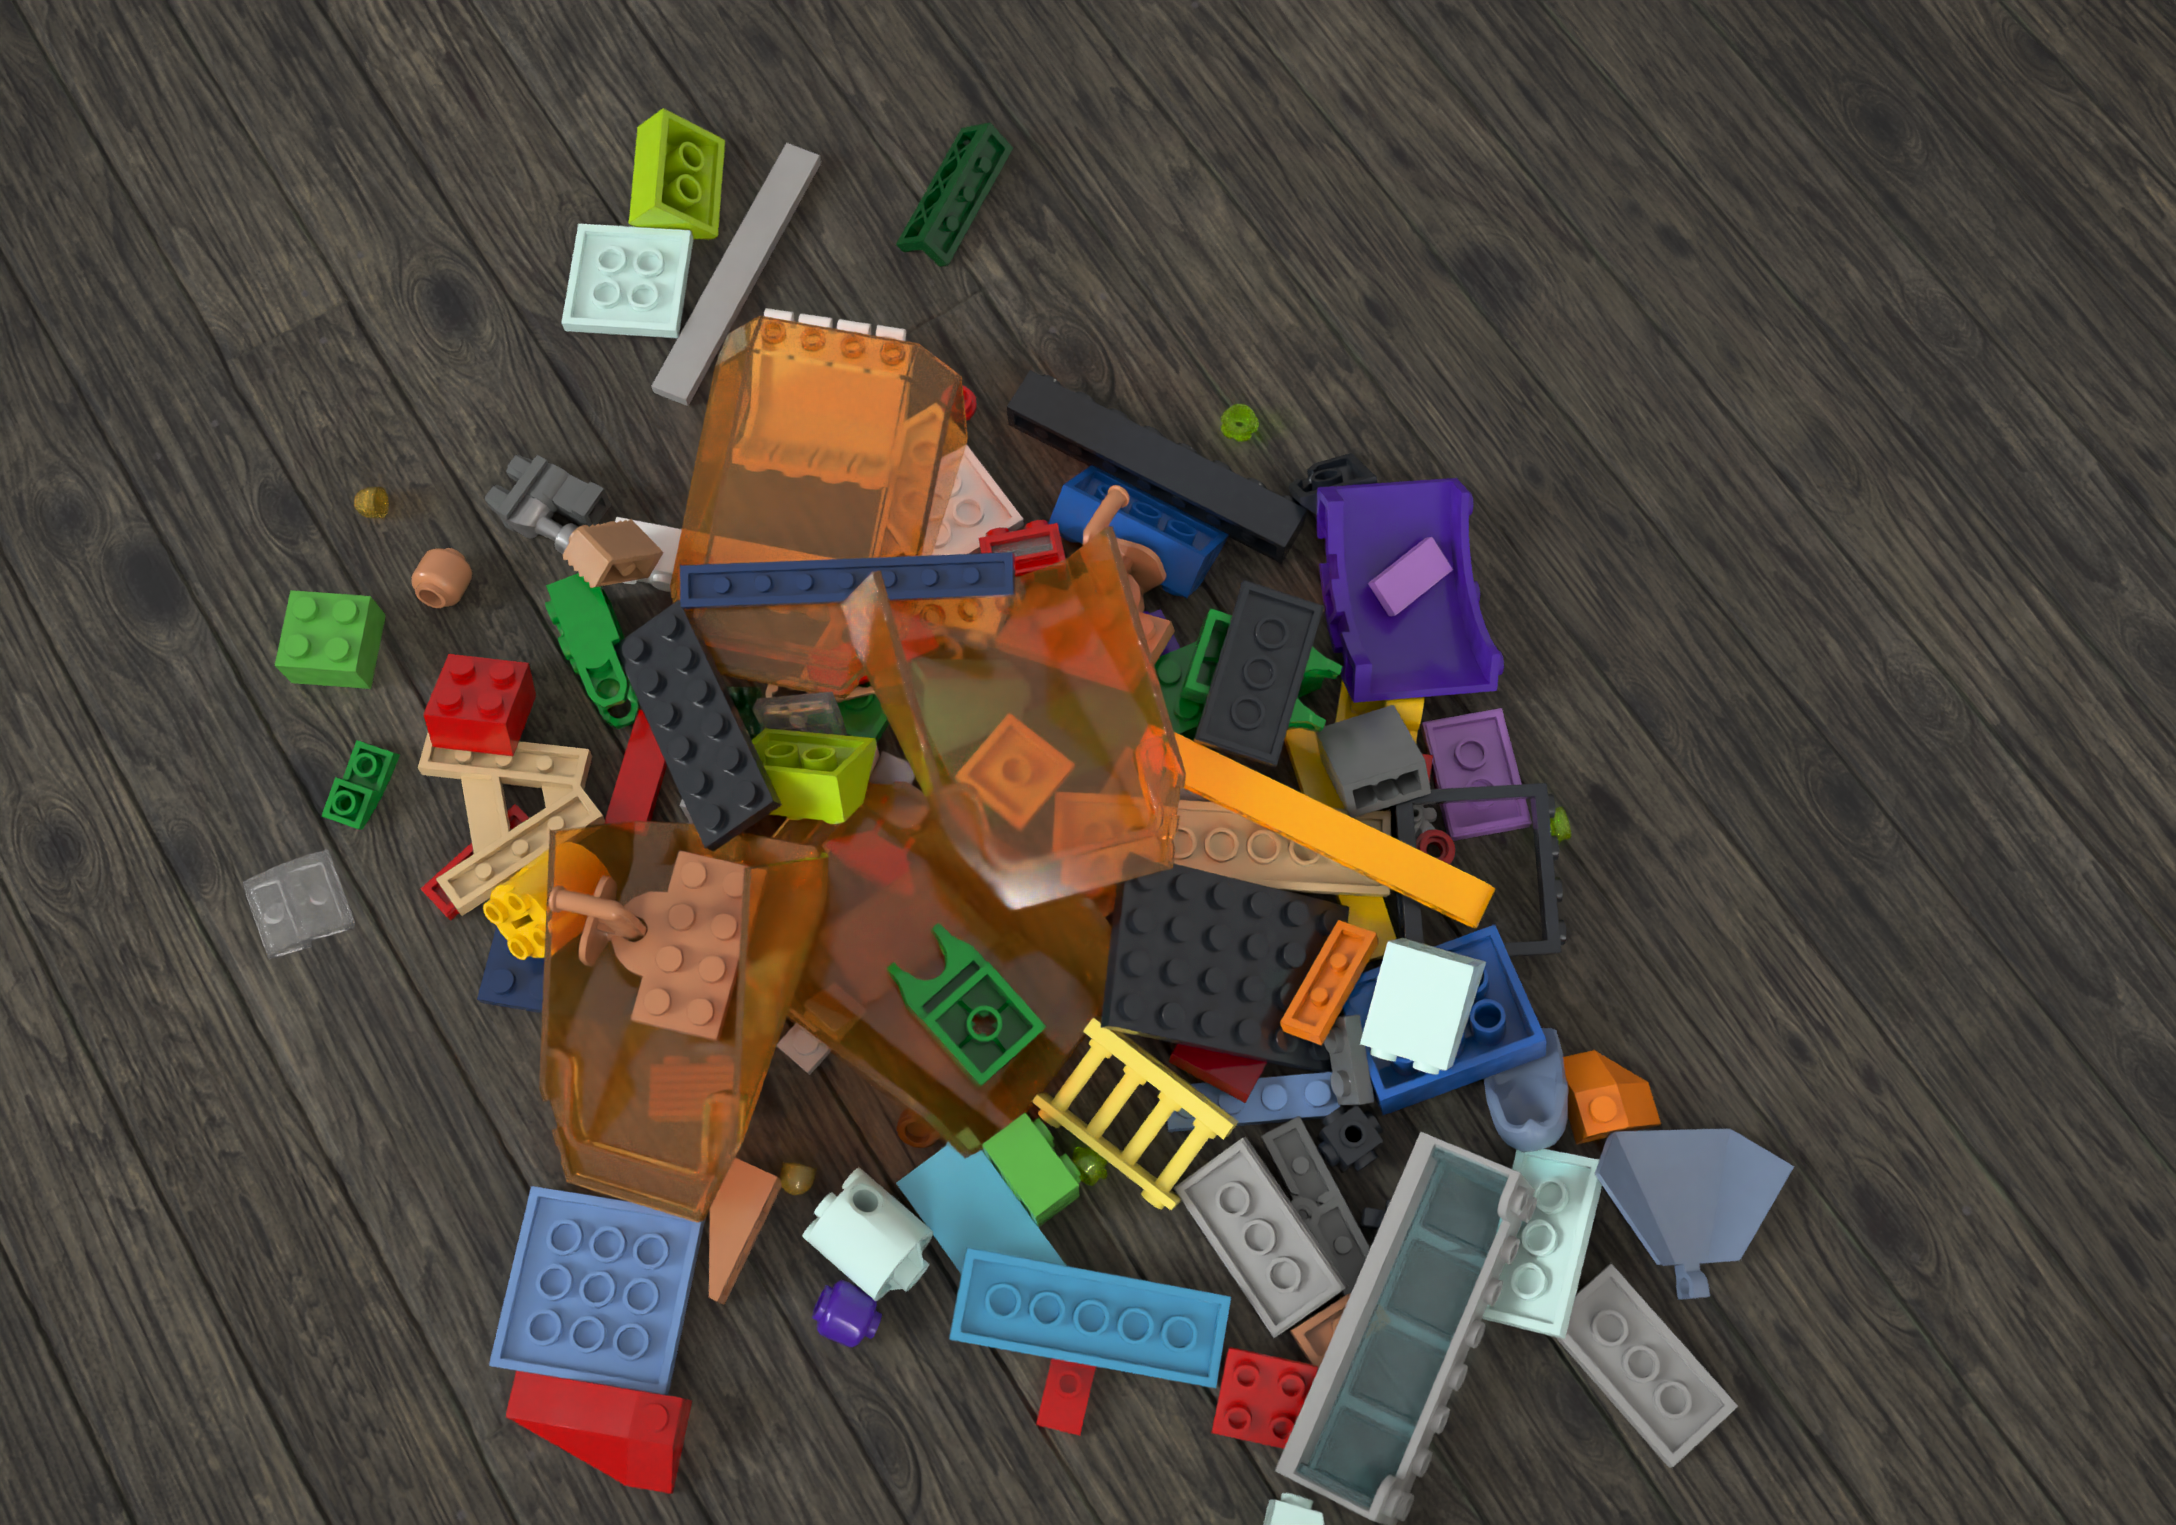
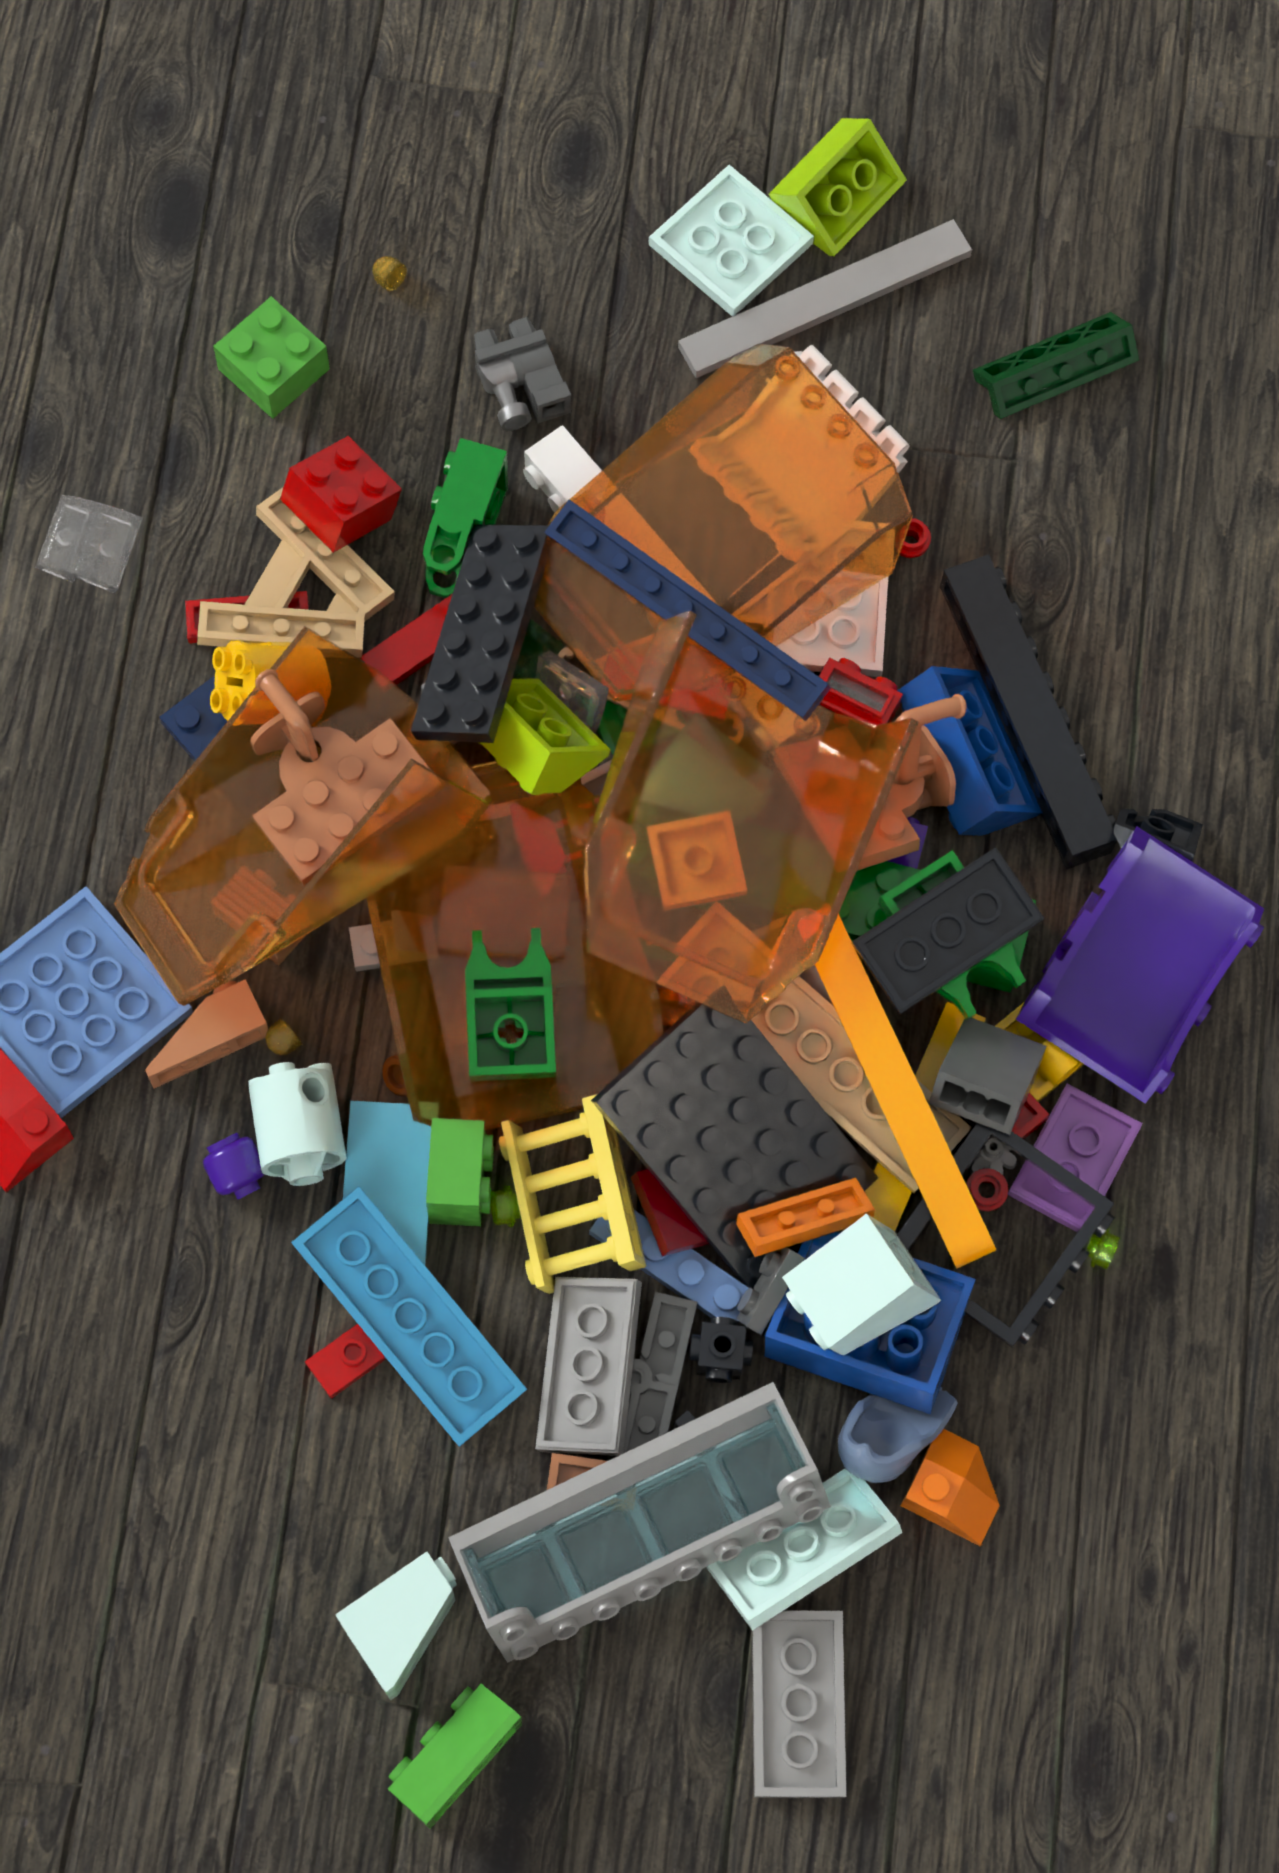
camera: 35 degrees right, 0 degrees up
(362, 786) = (204, 490): green slope -> none
(441, 577) = (392, 372): nougat head -> none
(612, 553) = (530, 450): medium nougat brick -> none
(1243, 414) = (1133, 719): clear neon green plate -> none
(1261, 1397) = (485, 1478): red hinge -> none
(1410, 576) = (1157, 959): medium lavender tile -> none
(1691, 1195) = (950, 1611): sand blue panel -> none

